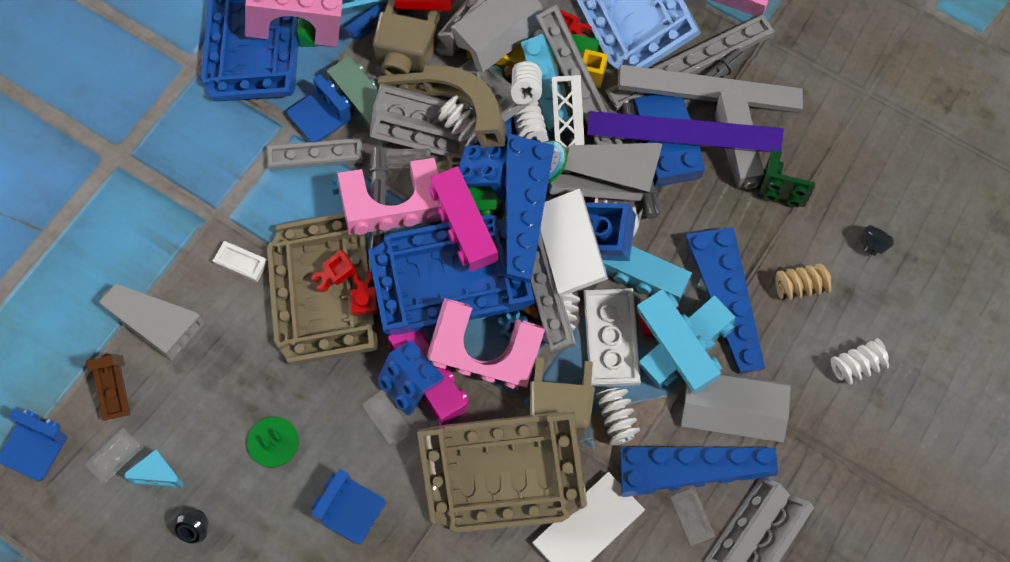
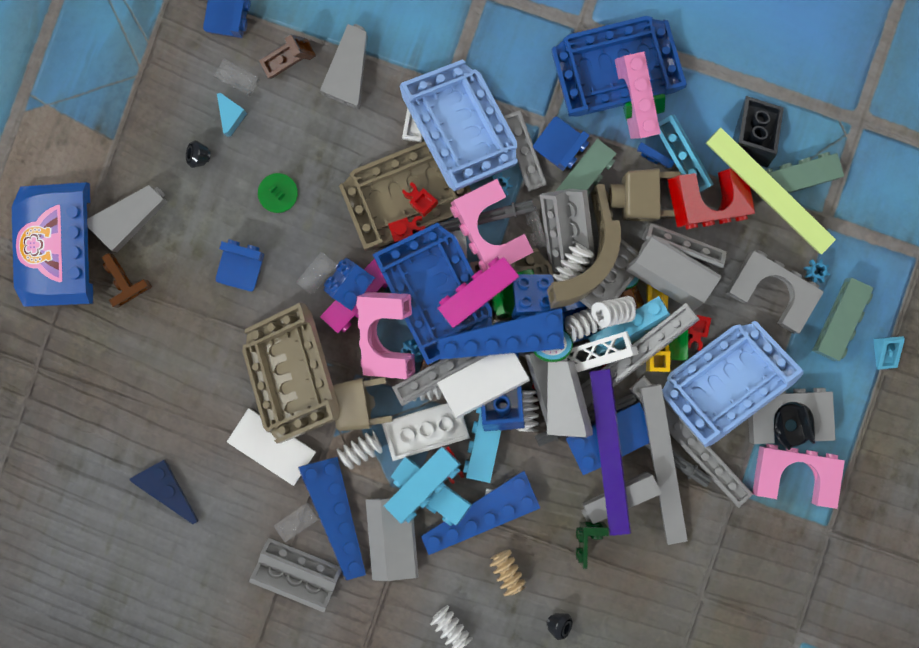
camera: 70 degrees right, 20 degrees up
(261, 208) = (460, 124): none -> light blue slope

